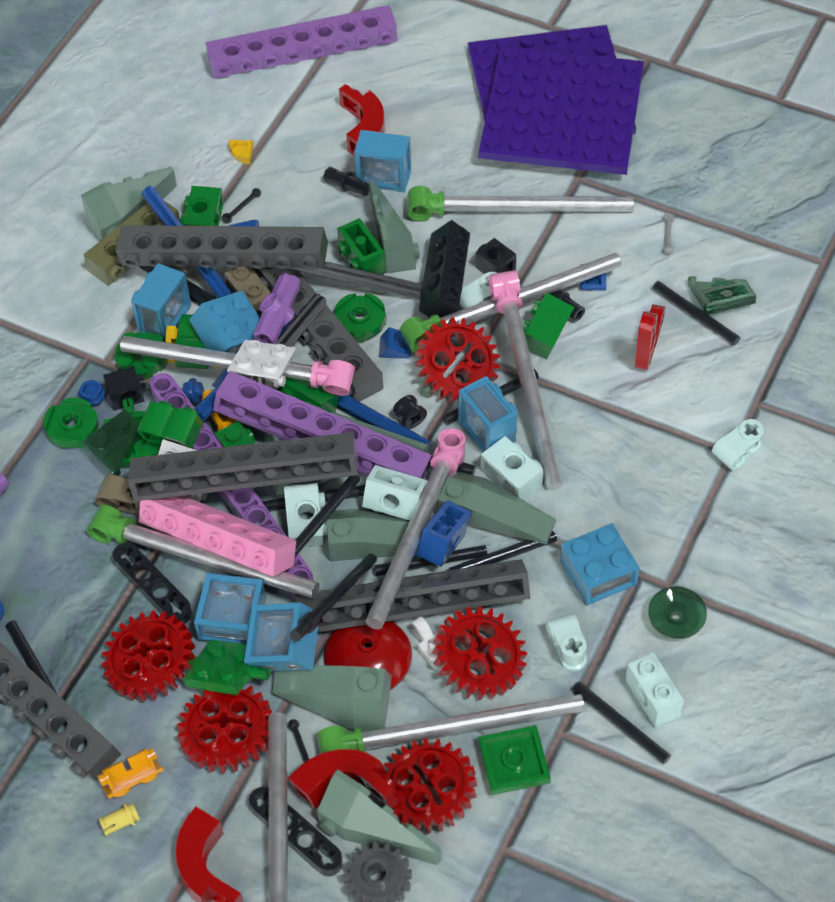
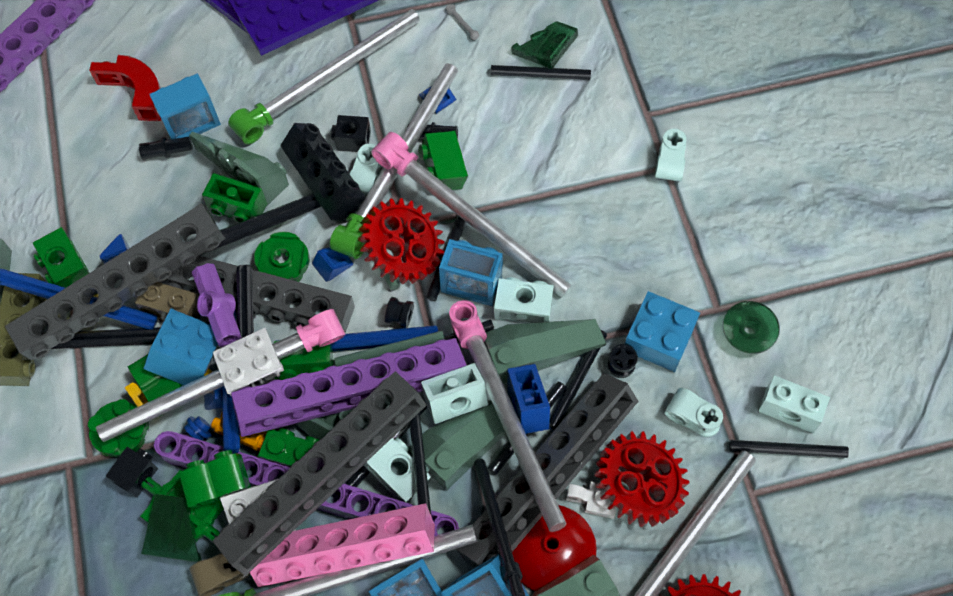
camera: 40 degrees left, 10 degrees up
(70, 436) = (125, 548): green plate -> none
(92, 392) = (104, 498): blue plate -> none
(161, 300) = (98, 368): dark azure piece -> none
(227, 217) = (85, 248): black hinge -> none
(242, 150) = (44, 180): yellow tile -> none
(514, 760) = (744, 547): green plate -> none
(548, 557) = (626, 356): none -> black wheel
(648, 335) = (533, 114): red beam -> none

